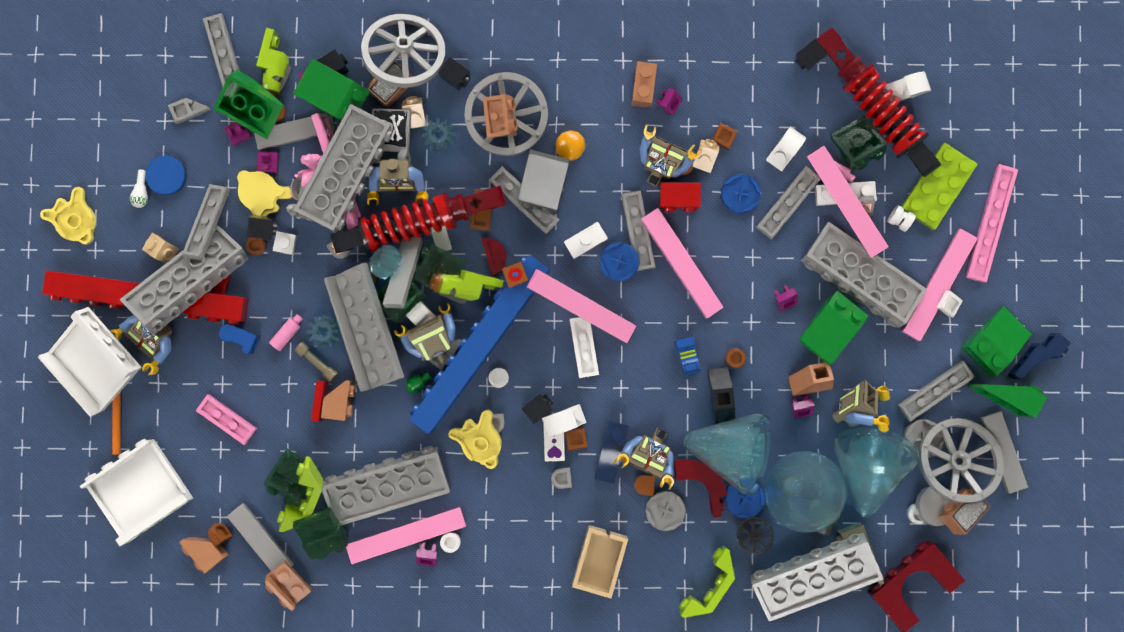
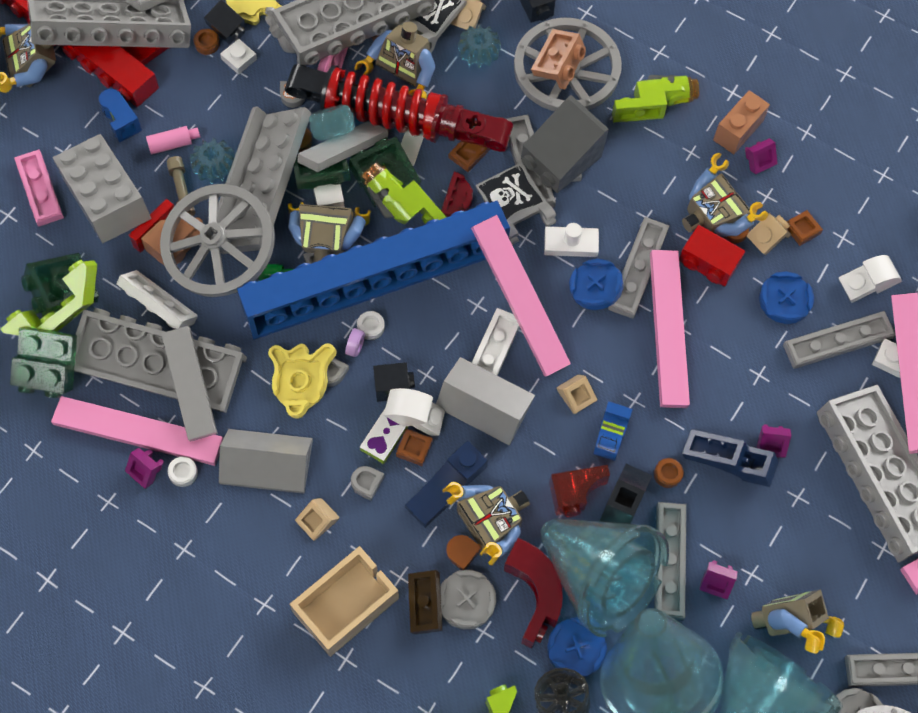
camera: 30 degrees right, 20 degrees down
(270, 400) = (102, 188): none -> light grey brick
(358, 448) = (156, 300): none -> white plate
(369, 429) = (220, 242): none -> light grey wheel
(418, 491) = (189, 383): none -> light grey tile
(493, 503) = (264, 461): none -> light grey slope
(498, 397) = (355, 342): none -> lavender tile
(515, 274) = (466, 208): dark orange tile -> none
(532, 235) = (517, 197): none -> flag
(548, 518) = (316, 518): none -> tan slope
(570, 145) = (621, 137): light orange hair -> none
(575, 97) = (653, 96): none -> lime plate
(601, 384) = (484, 400): none -> light grey slope
(644, 529) = (425, 602): none -> dark brown plate
(650, 341) = (577, 393): none -> tan slope
(687, 406) = (572, 488): none -> clear red arch
(763, 404) = (671, 593): none -> light grey tile
(767, 326) = (732, 456): none -> dark blue slope
(811, 379) = (752, 550): nougat slope -> none
(833, 327) = (814, 501): green slope -> none

